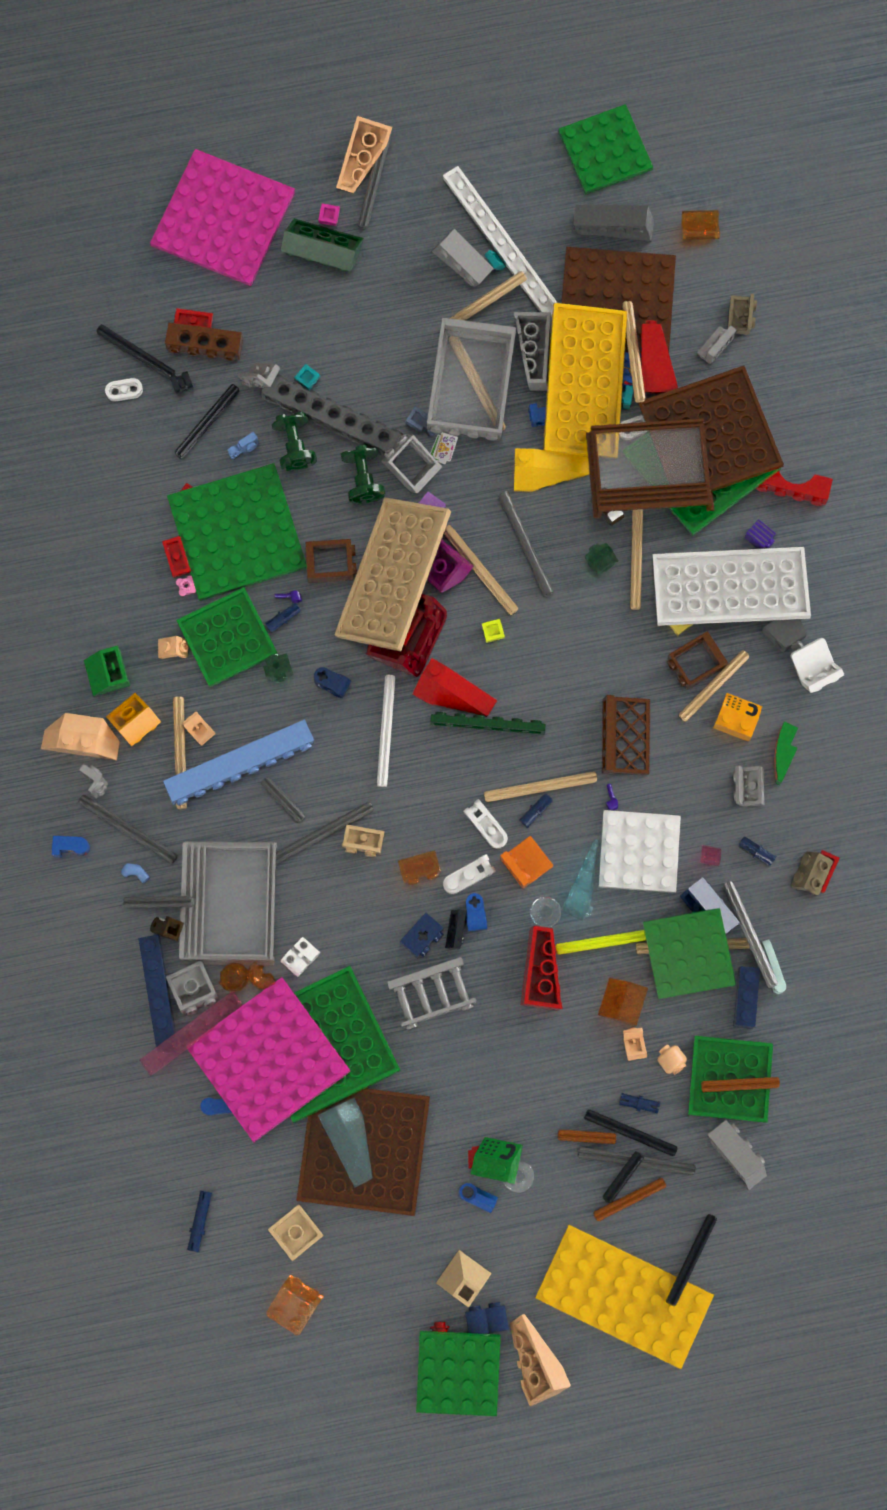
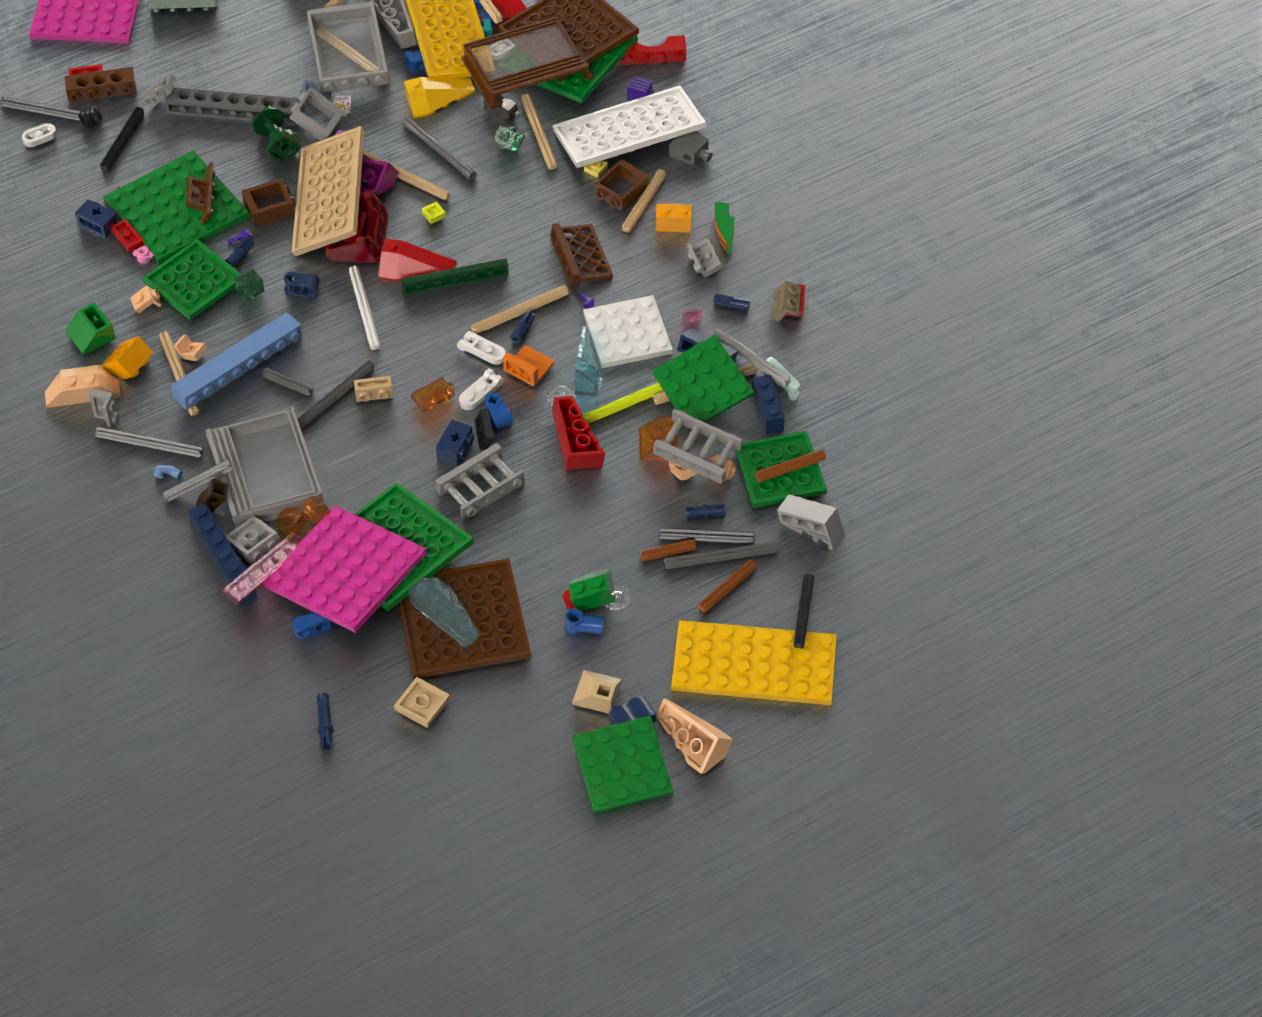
camera: 20 degrees left, 25 degrees down
(69, 844) = (98, 466): blue leg -> none
(143, 519) = (96, 218): none -> dark blue brick
(246, 444) = (163, 143): medium blue plate -> none
(262, 531) = (200, 193): none -> reddish brown bracket
(294, 1305) = (441, 761): clear orange bracket -> none
(296, 456) = (212, 135): dark green piece -> none
(300, 957) = (347, 489): white piece -> none
(307, 377) = (202, 84): teal plate -> none
(623, 1177) = (714, 567): black axle -> none
(650, 1055) = (697, 463): none -> light grey fence
(815, 665) = (724, 159): white bracket -> none

